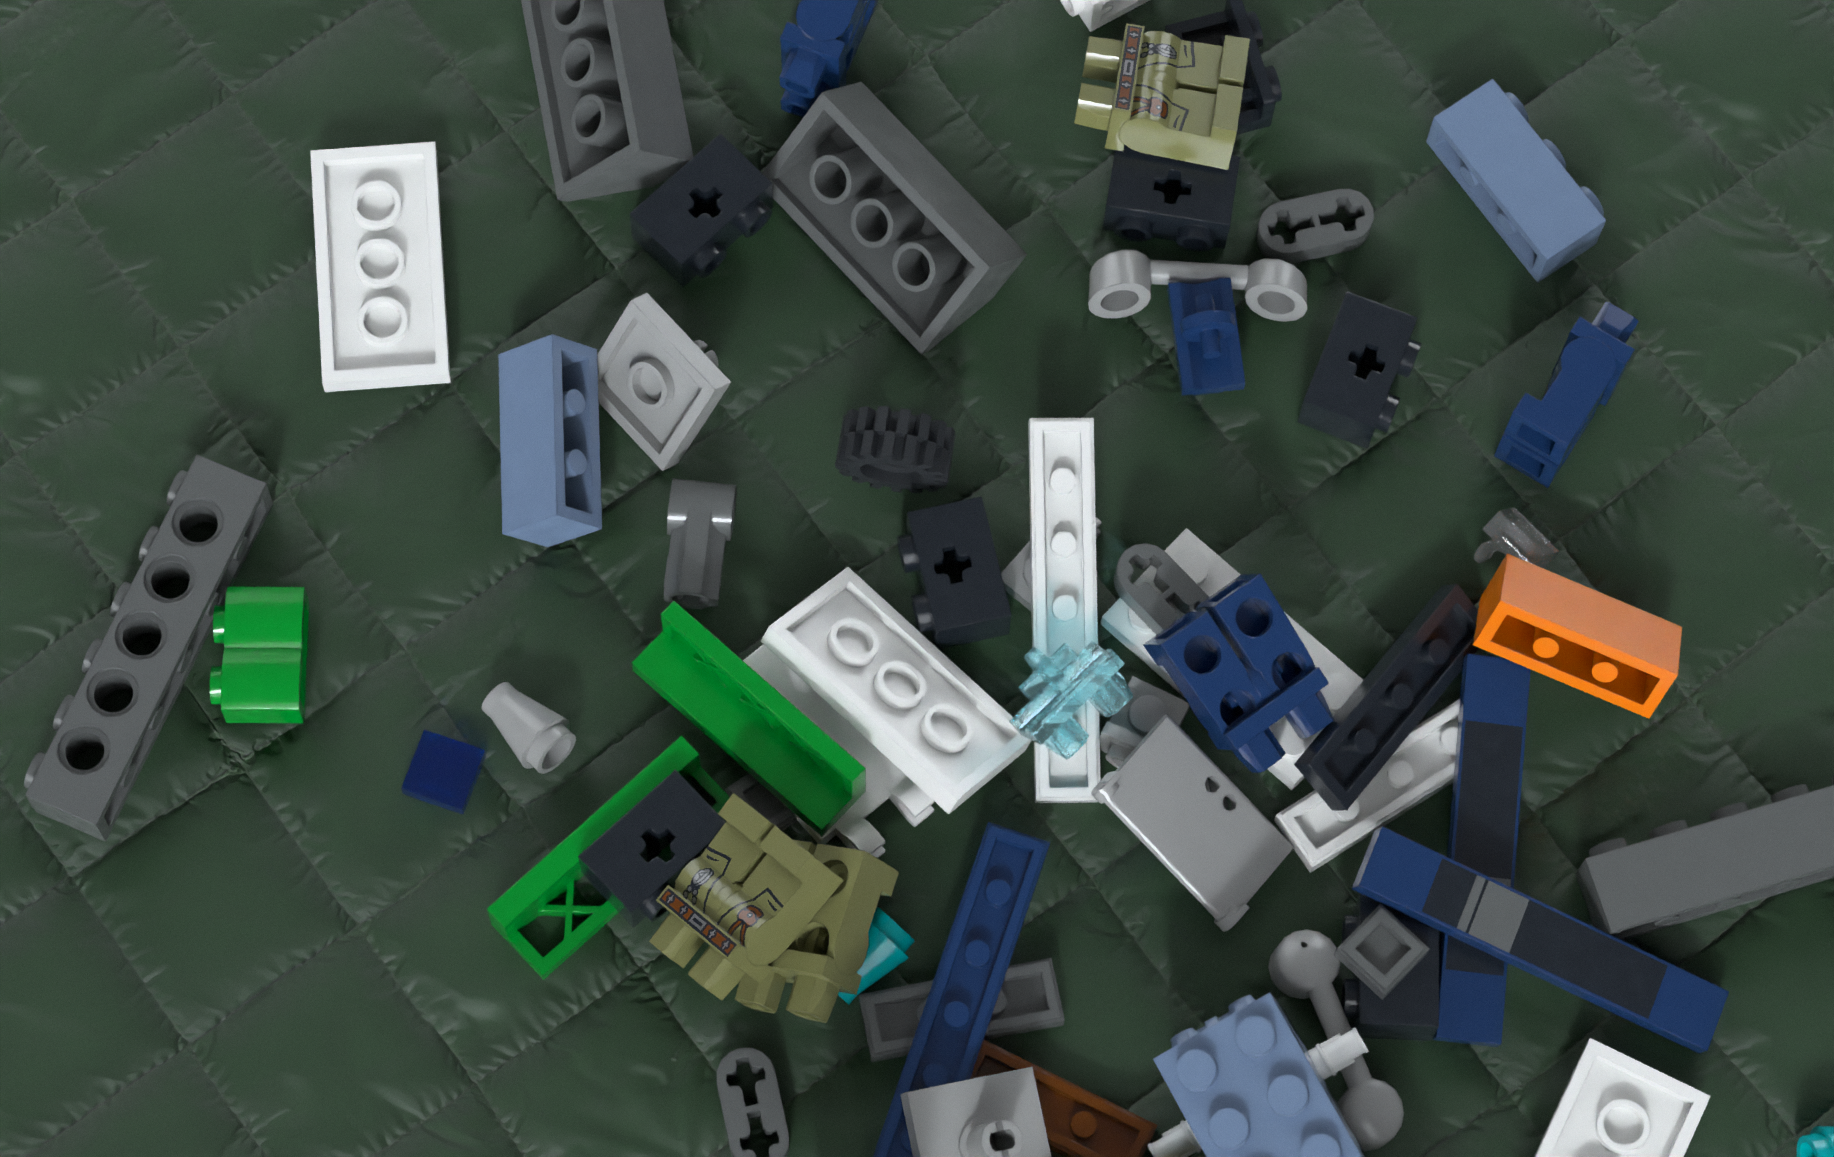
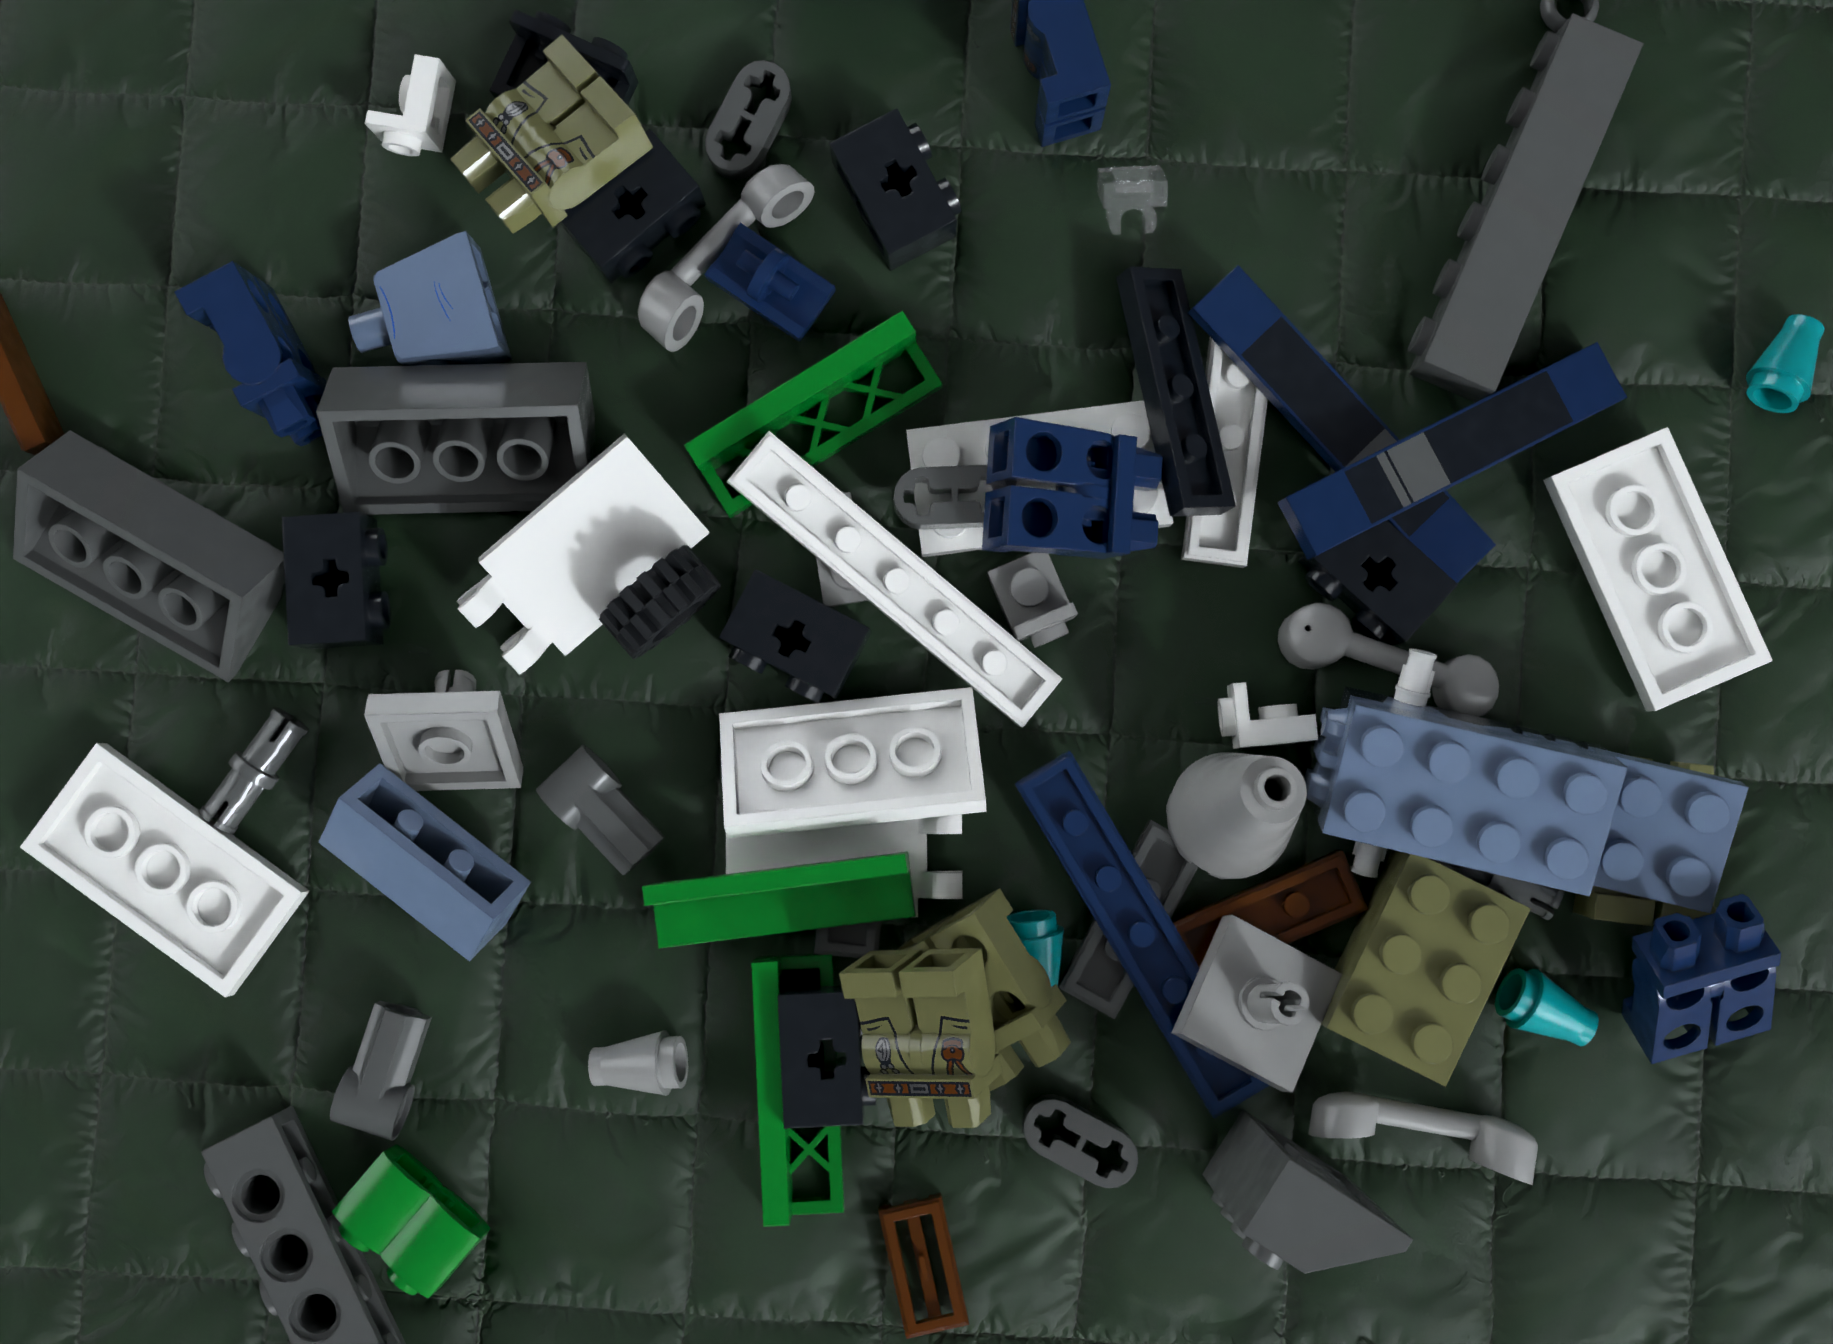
camera: 40 degrees left, 15 degrees up
(344, 549) = (377, 1088): none -> dark grey piece
(443, 772) = (620, 1154): clear blue tile -> none
(508, 269) = (253, 770): none -> dark grey pin
(518, 1117) = (912, 1210): none -> reddish brown tile
(881, 356) = (580, 552): none -> white tile
(970, 118) = (435, 309): none -> sand blue torso
(1061, 688) = (966, 641): clear light blue hips -> none
(1113, 1010) = (1235, 812): none -> light grey cone
(1156, 436) = (814, 388): none -> green fence
(1185, 822) = (1123, 634): light grey door -> none
(1202, 988) = (1275, 725): none -> white bracket
(1381, 951) = (1370, 578): dark grey tile -> none
(1578, 636) = (1250, 212): orange brick -> none

